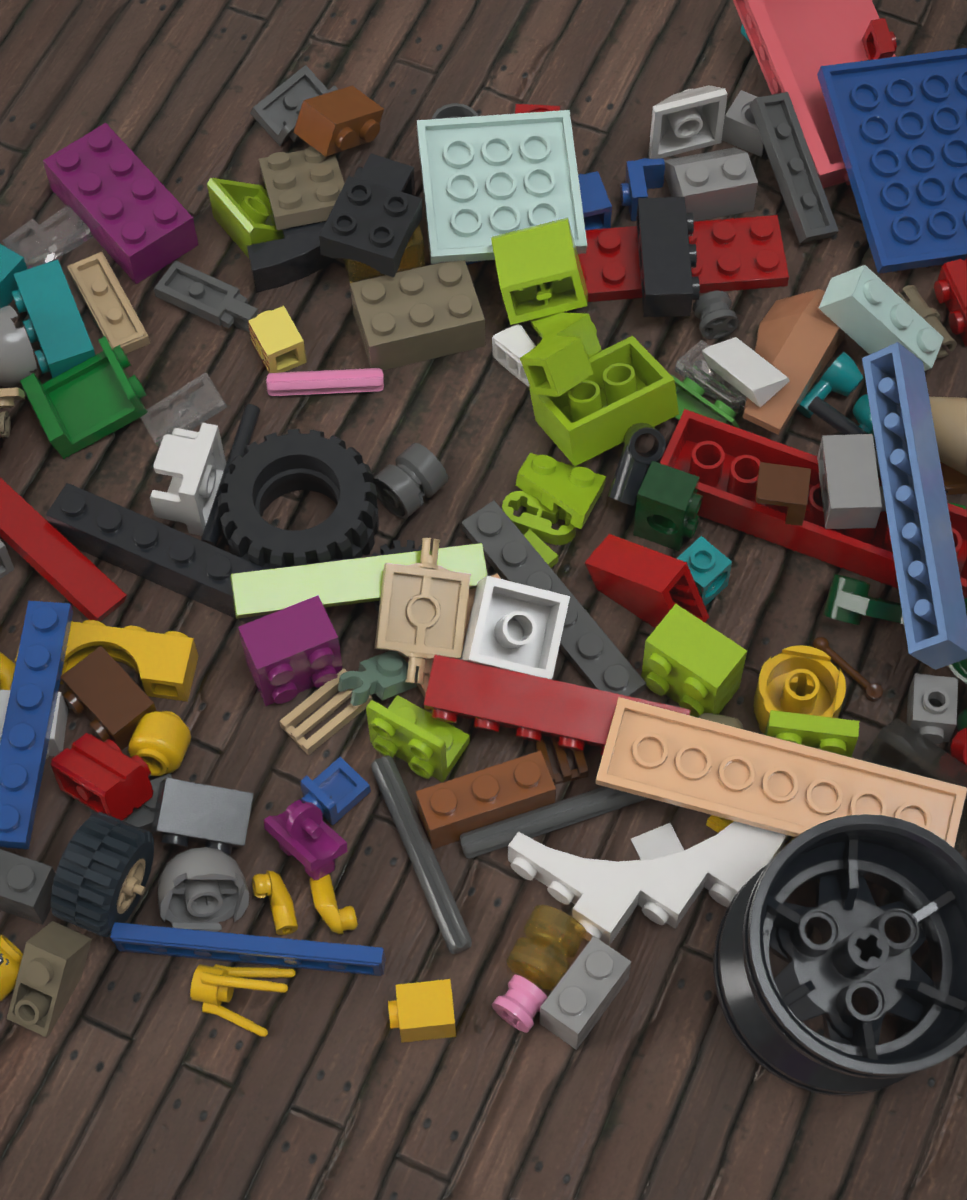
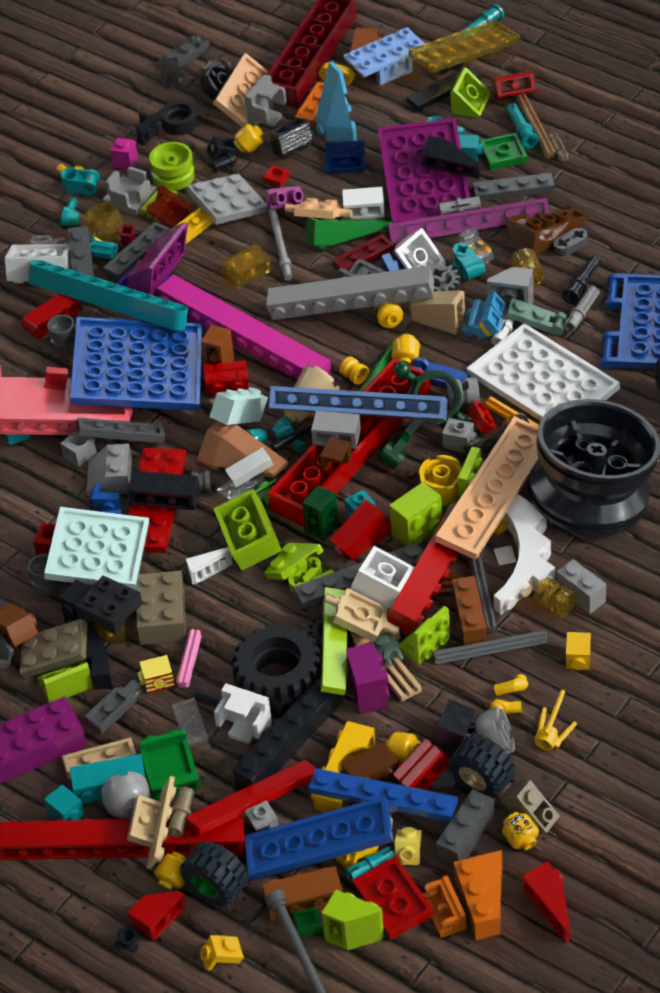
camera: 75 degrees left, 15 degrees down
(50, 239) = (39, 780): clear slope -> none
(249, 949) = (532, 716): blue tile -> none
(307, 838) = (475, 683): magenta hips -> none
(335, 790) = (449, 676): blue bracket -> none
(414, 476) = (267, 614): dark grey wheel -> none
(519, 1003) = (581, 613): bright pink wheel -> none
(539, 271) = (163, 538): lime slope -> none
(562, 354) = (211, 535): lime arch -> none
(634, 465) = (285, 516): black piece -> none
(687, 121) = (67, 470): white slope -> none

